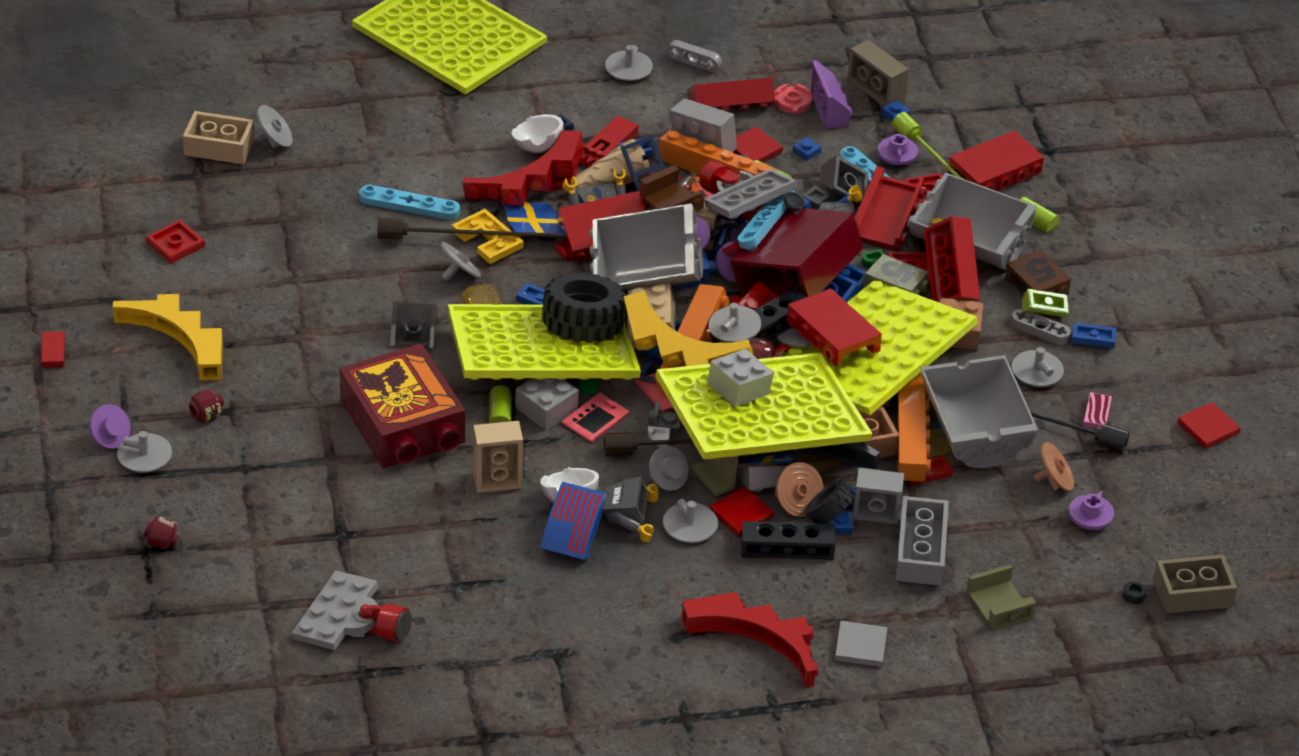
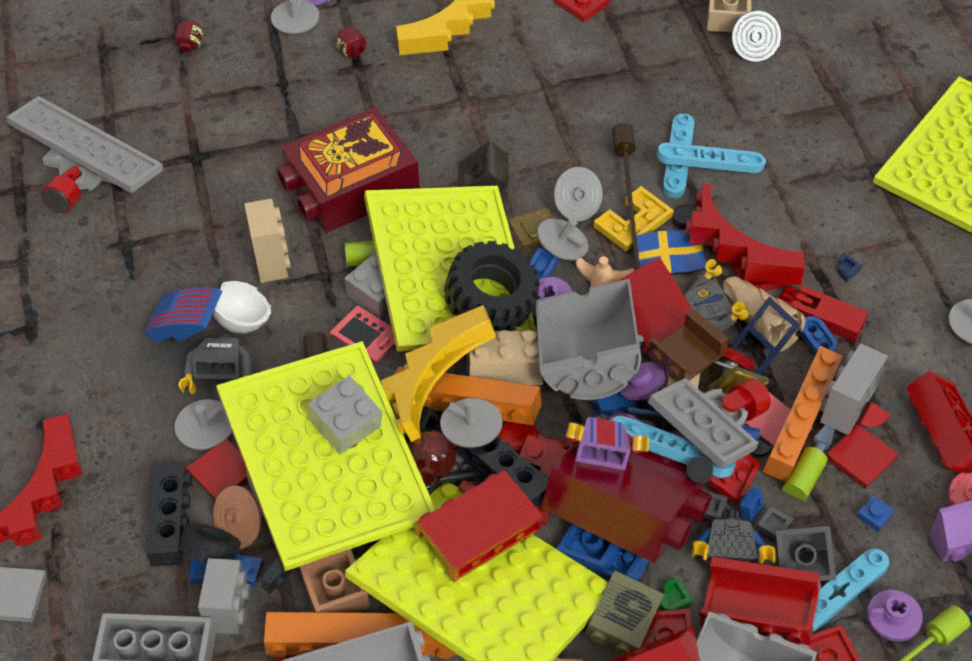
camera: 90 degrees right, 10 degrees up
(327, 602) = (85, 144): none -> light grey plate
(429, 166) = (701, 157): none -> medium azure piece
(510, 277) = (562, 238): none -> light grey shield
(538, 133) = (806, 236): white cylinder -> none
(553, 262) = (601, 273): none -> light nougat piece
(773, 240) = (605, 442): none -> torso

